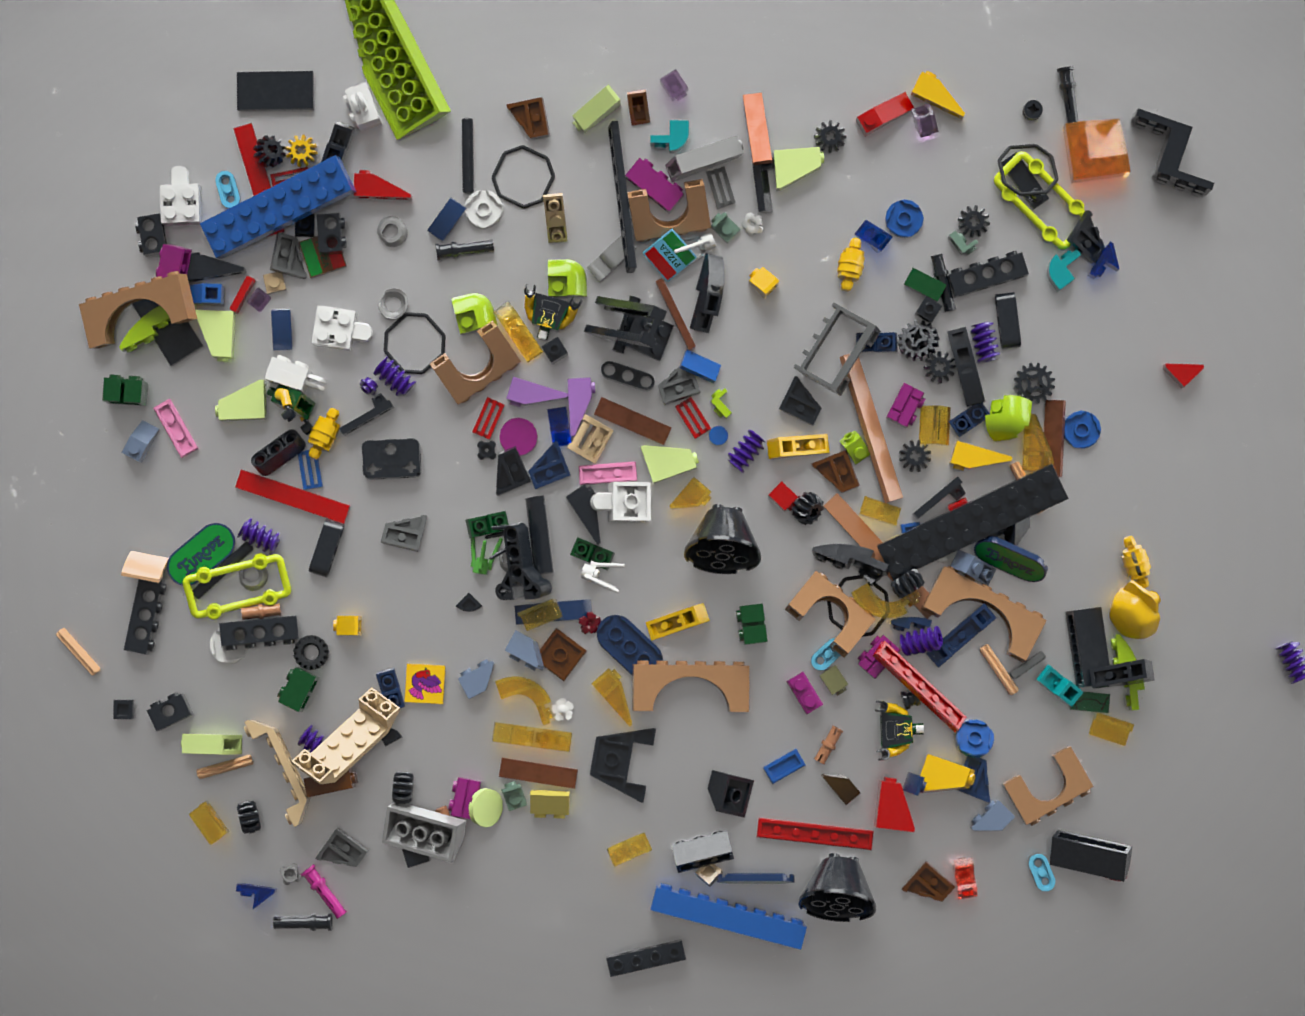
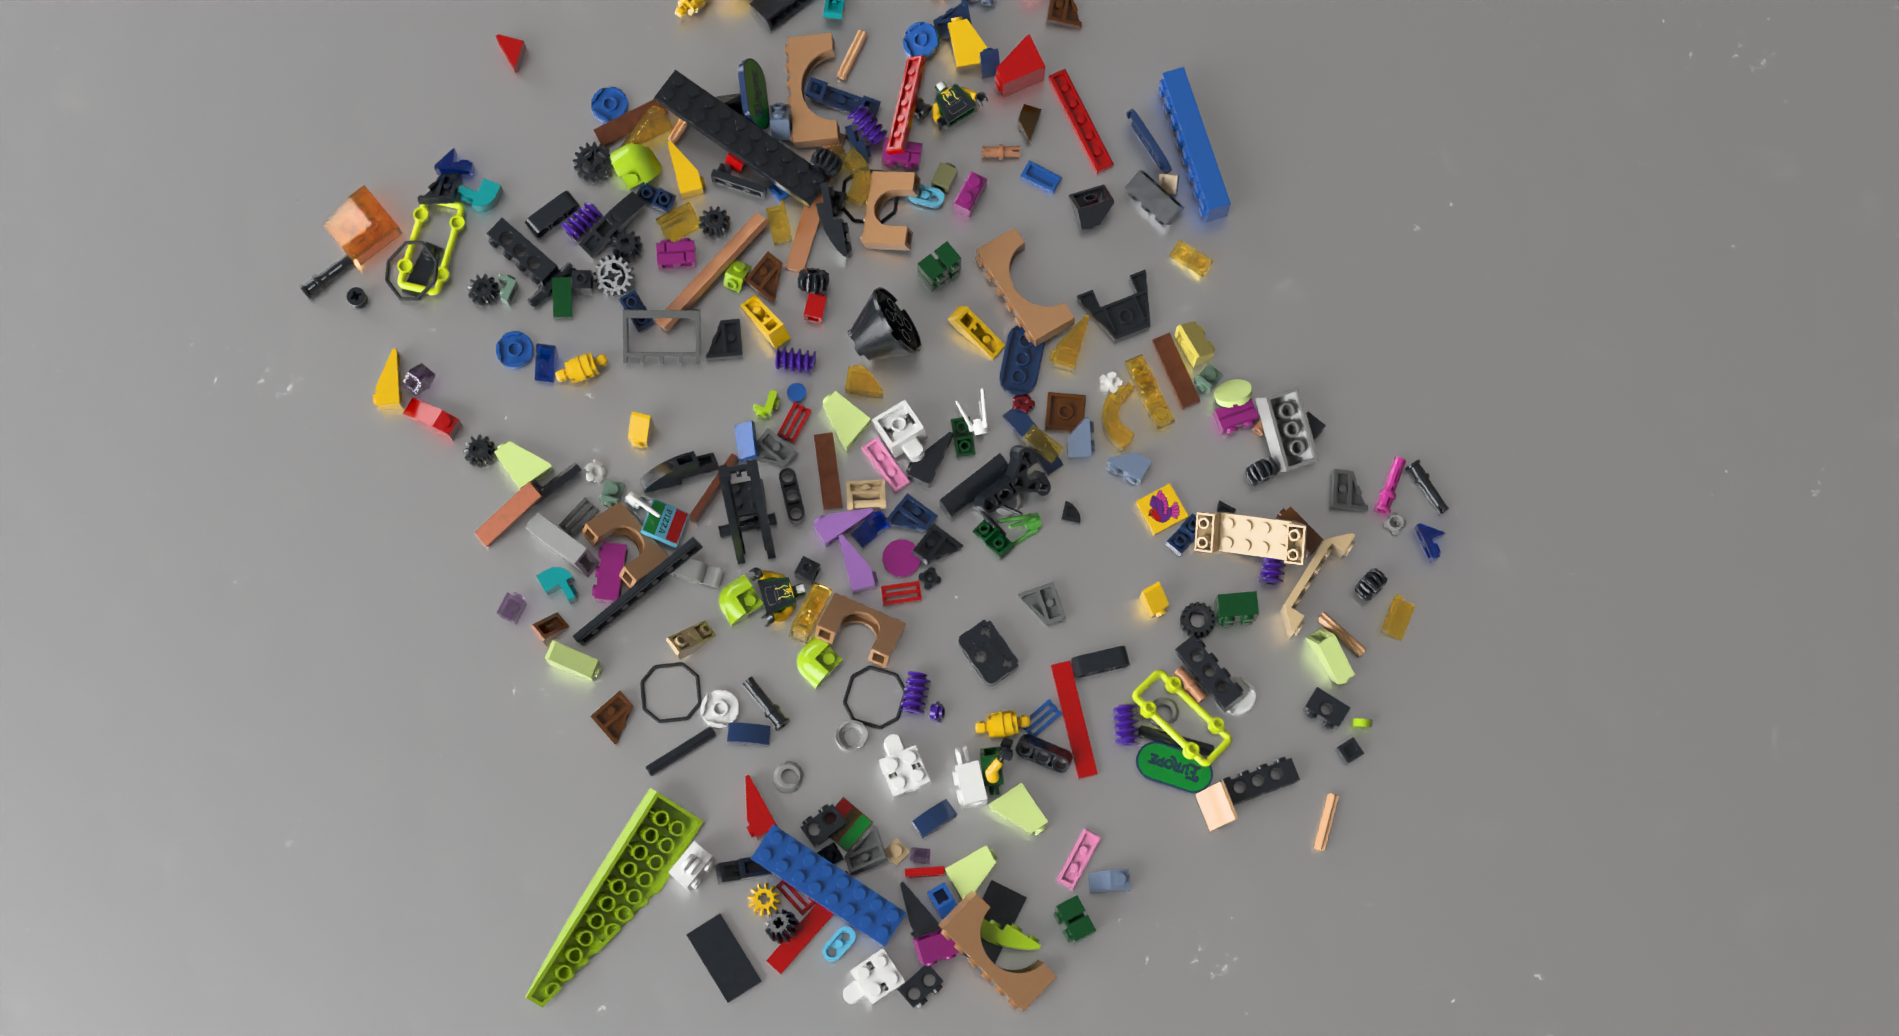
camera: 125 degrees left, 10 degrees down
(139, 734) = (1367, 723): none -> lime tile
(381, 406) = (949, 689): black hinge -> none
(646, 958) = (1270, 191): black brick -> none
(838, 891) = (1113, 69): black cone -> none
(1027, 665) = (839, 35): dark grey tile -> none
(1172, 152) = (327, 162): black bracket -> none

